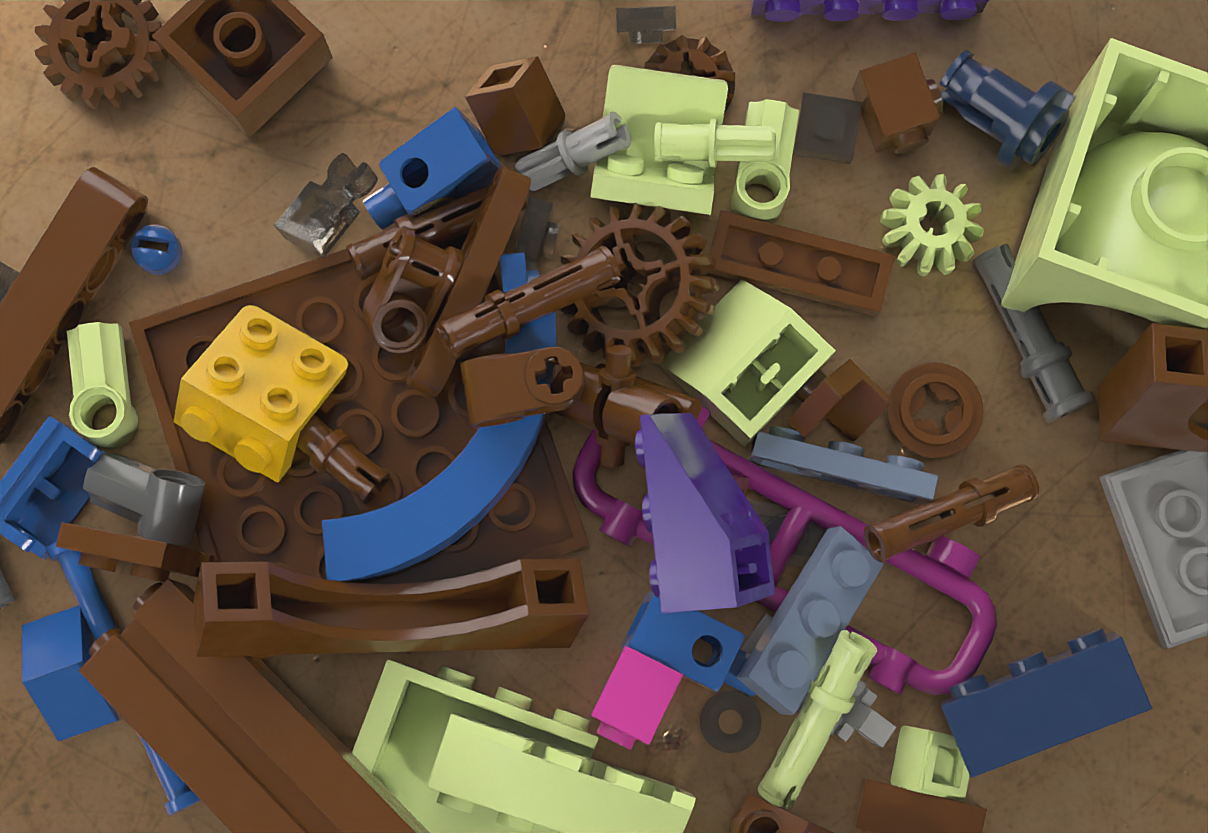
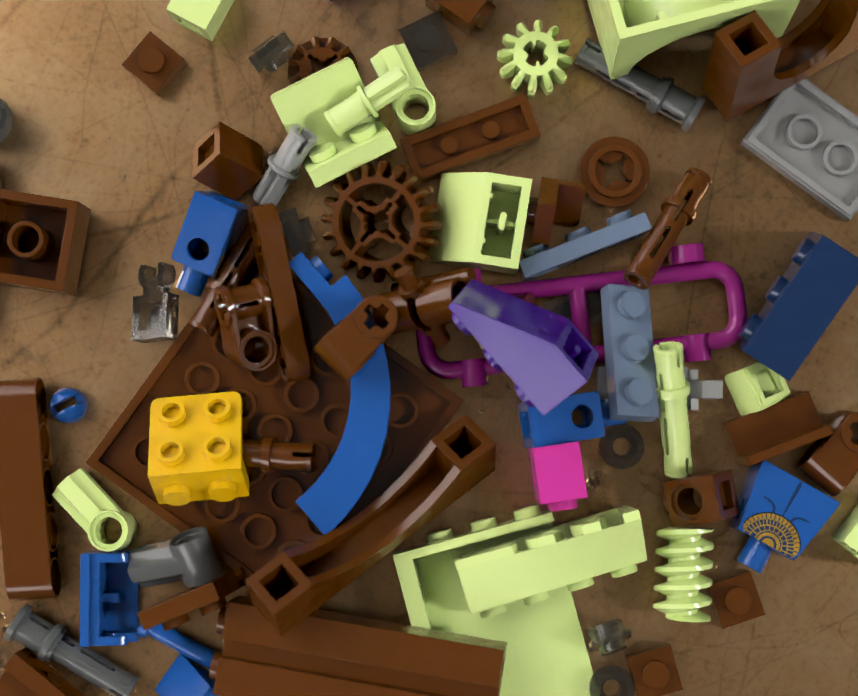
camera: 30 degrees left, 5 degrees up
(509, 311) = (318, 297): reddish brown pin -> none

